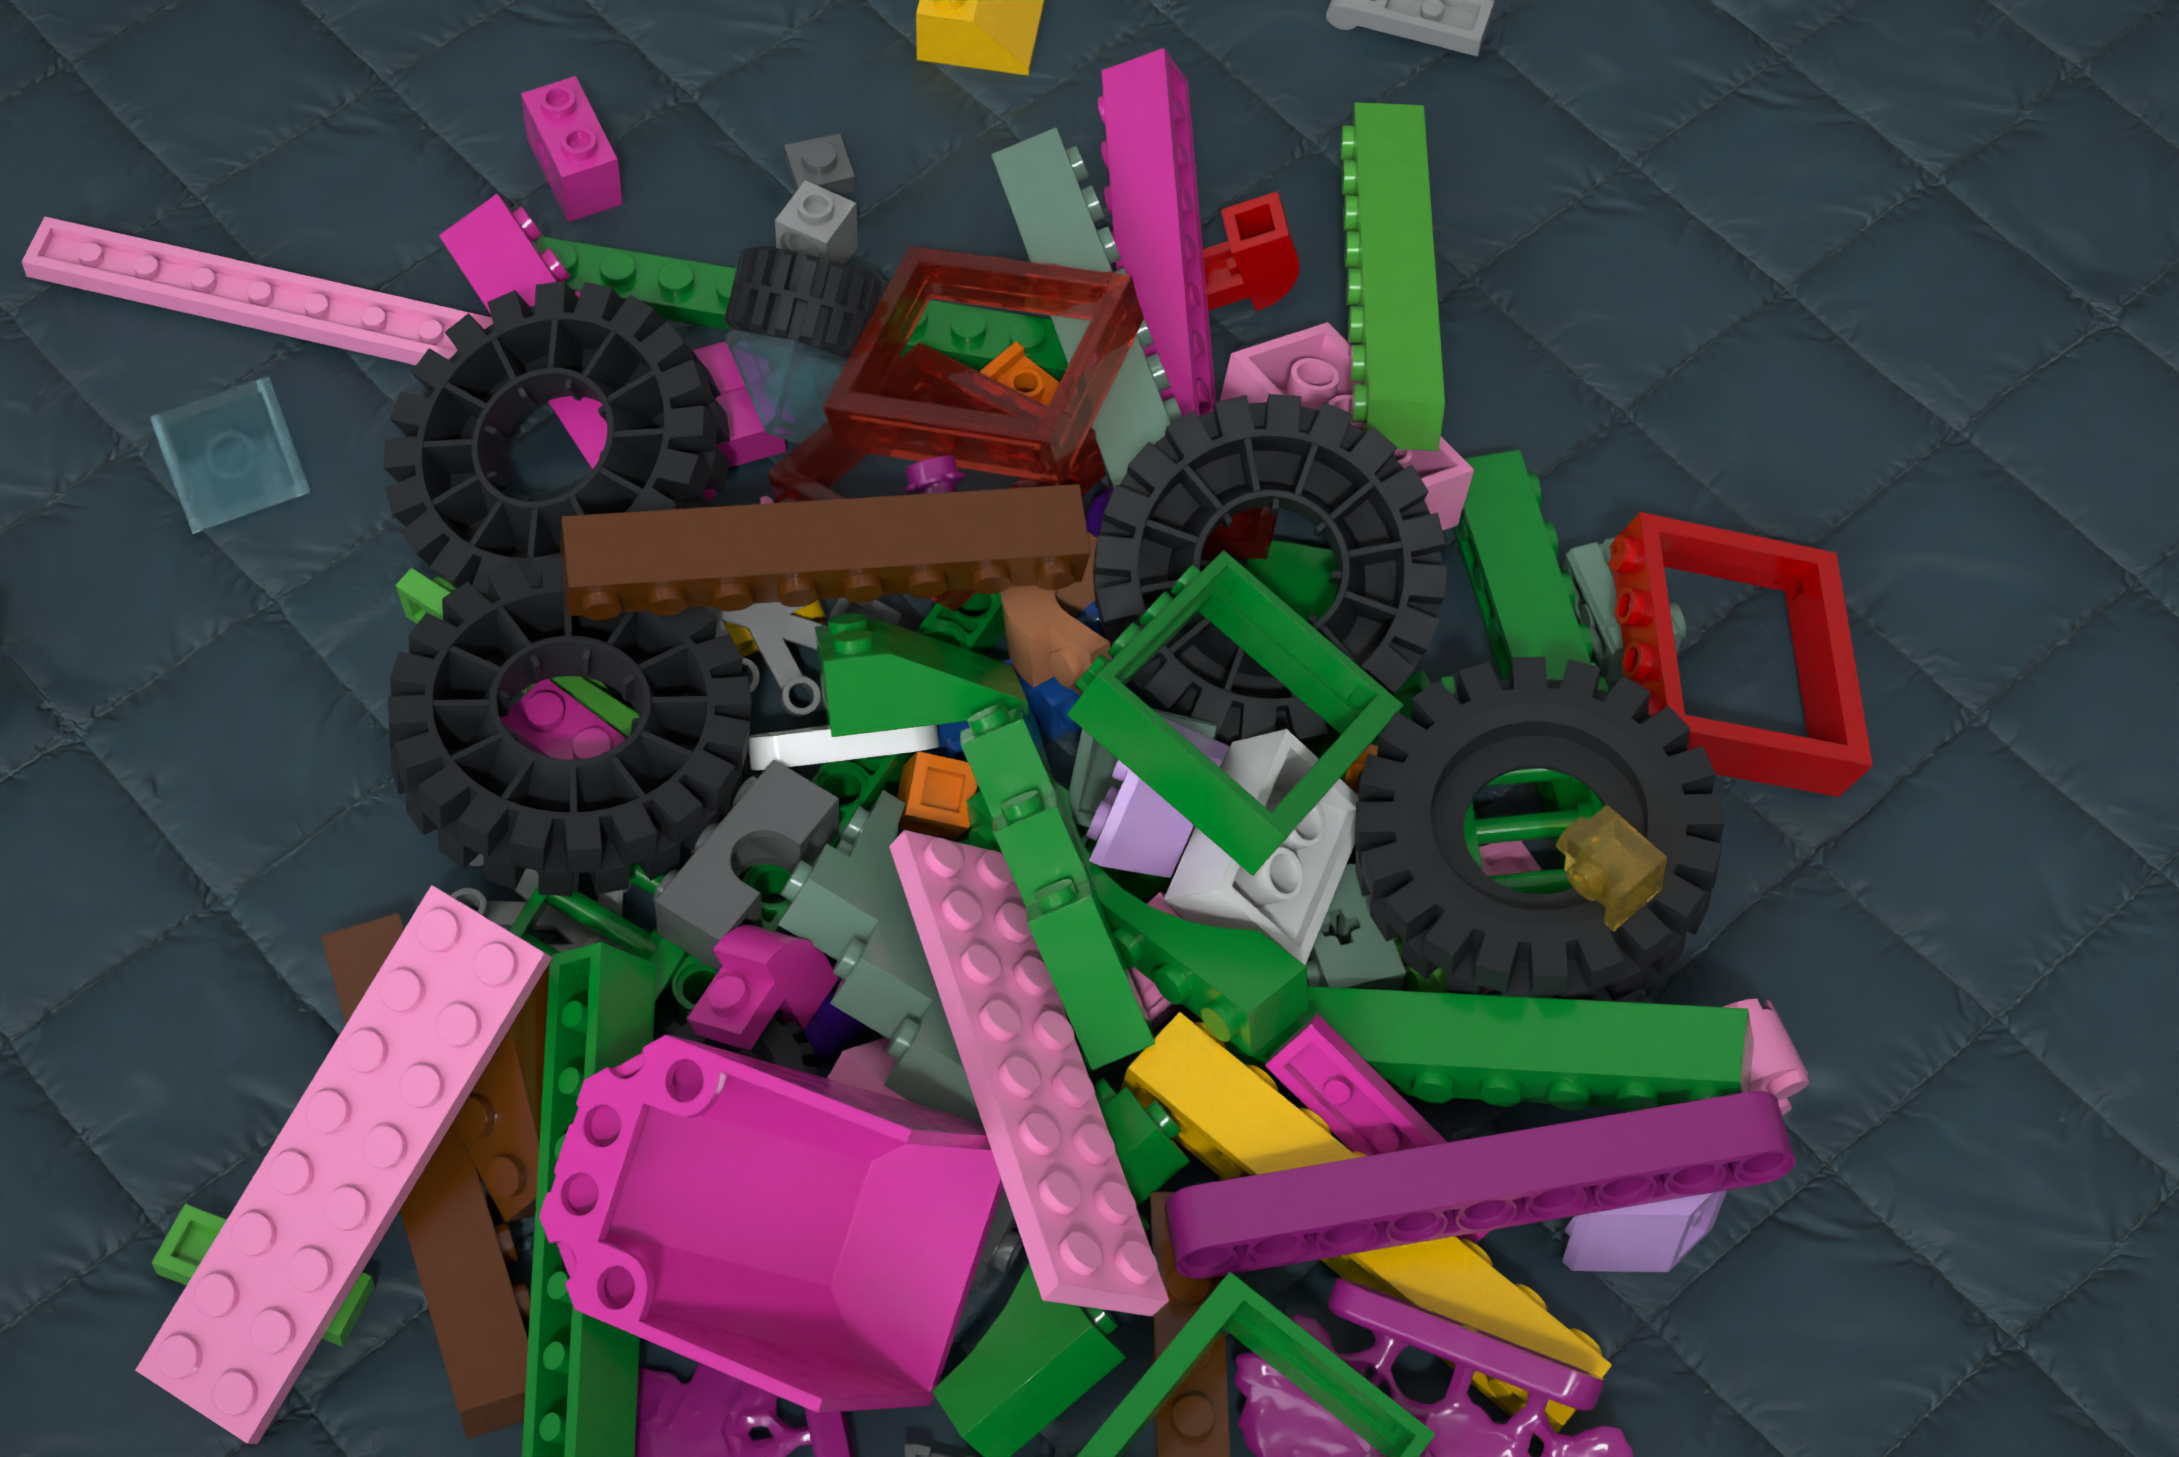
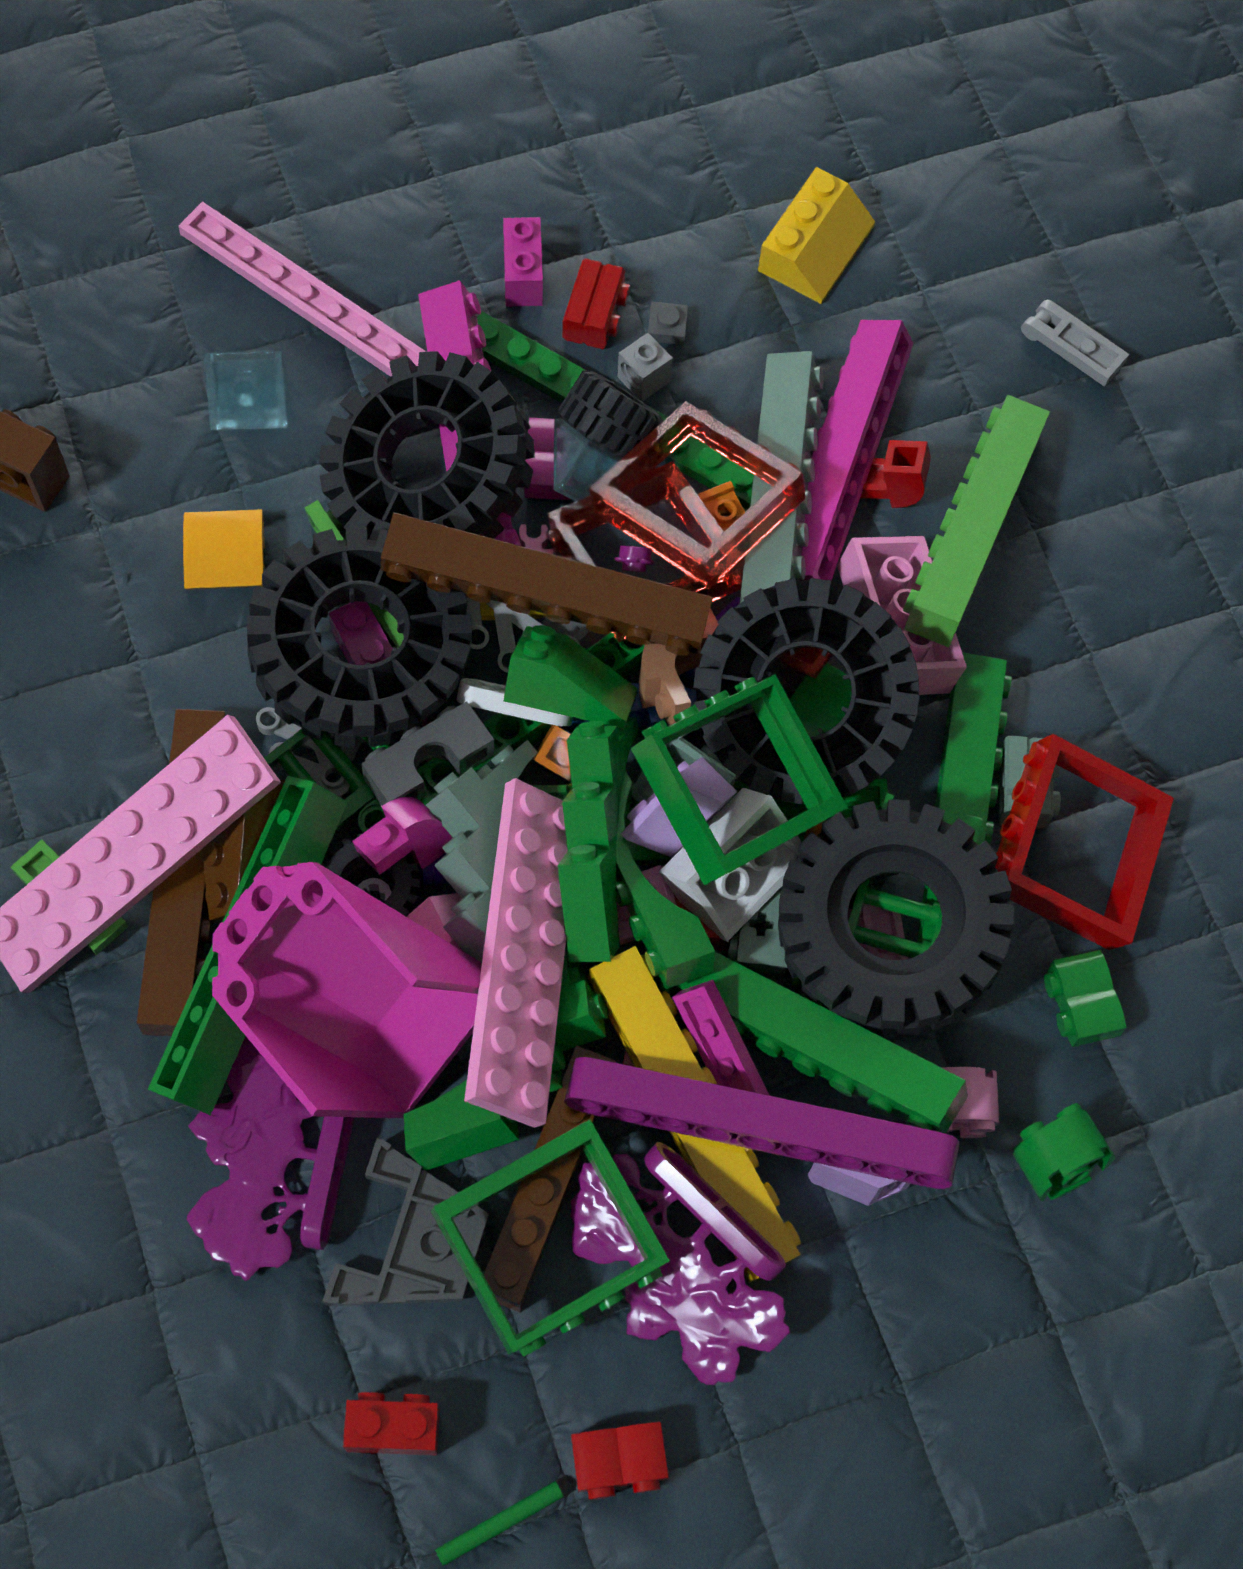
camera: 20 degrees right, 10 degrees up
(290, 692) = (223, 549): none -> light orange slope
(703, 173) = (594, 304): none -> red brick
(1612, 864) = (920, 961): clear yellow brick -> none
(1841, 868) = (1085, 998): none -> green brick
(1913, 1084) = (1062, 1153): none -> green brick

